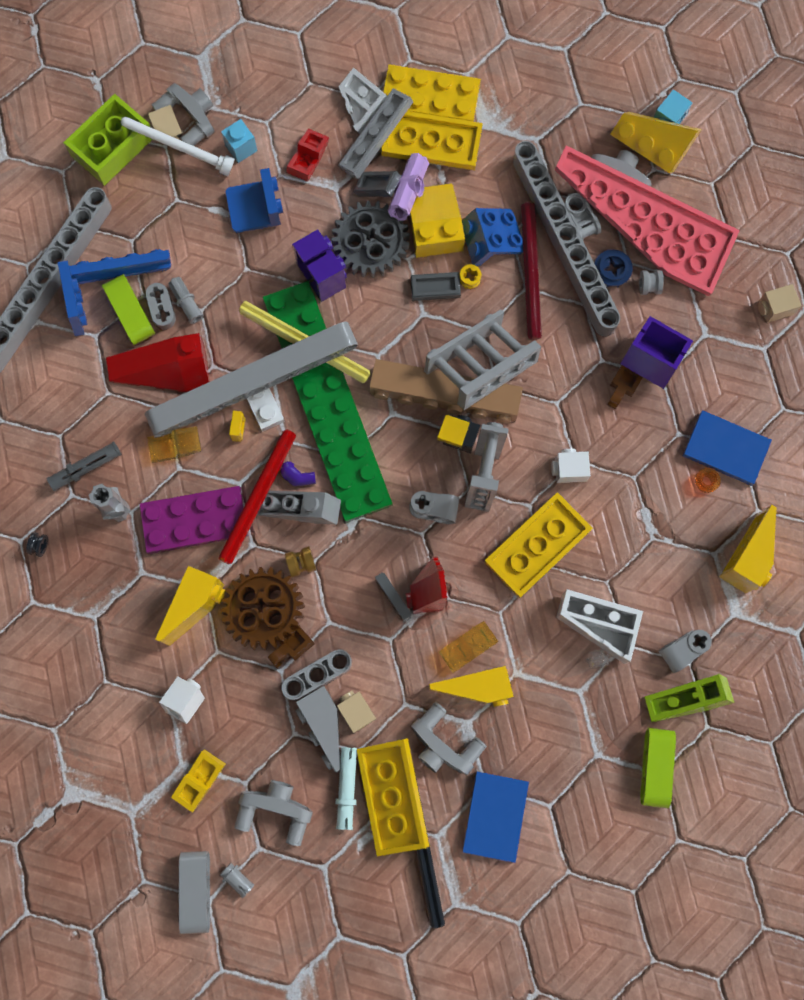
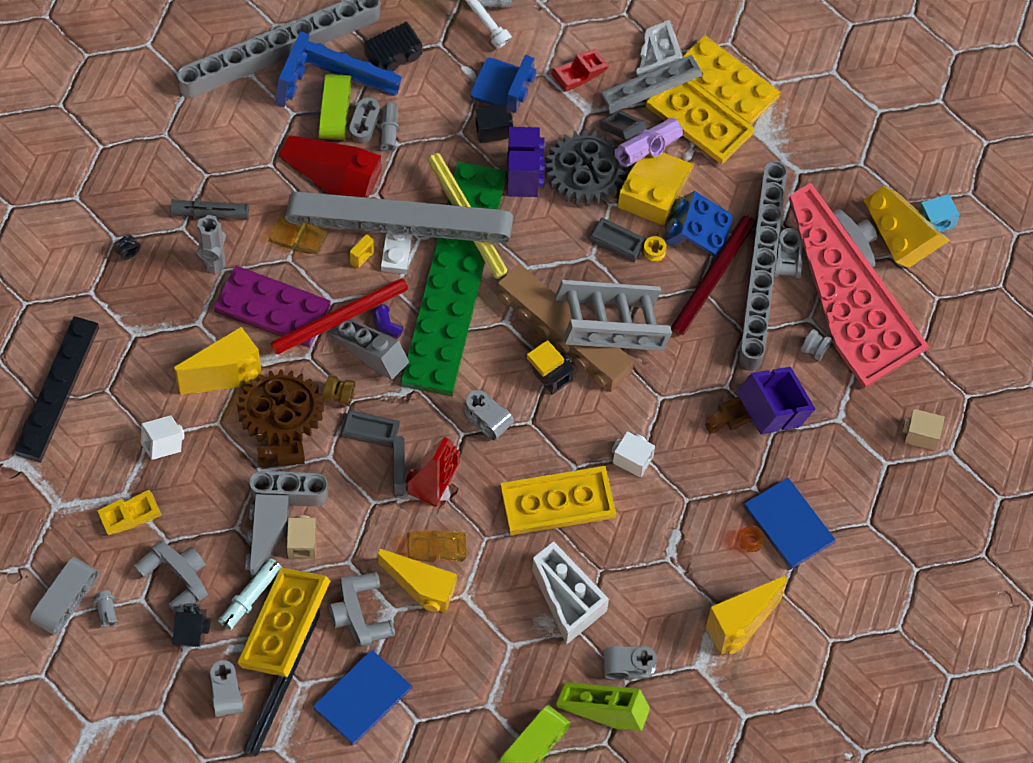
camera: 30 degrees right, 15 degrees down
(62, 709) = (57, 389): none -> black plate
(142, 227) = (393, 47): none -> black brick
(239, 141) = (526, 25): medium azure brick -> none
(270, 245) = (492, 123): none -> black brick
(319, 852) = (190, 625): none -> black brick
(346, 577) = (370, 428): none -> dark grey tile
(387, 890) = (225, 693): none -> light grey piece
(484, 487) = (543, 402): light grey fence -> none
(618, 259) = (783, 306): dark blue gear -> none

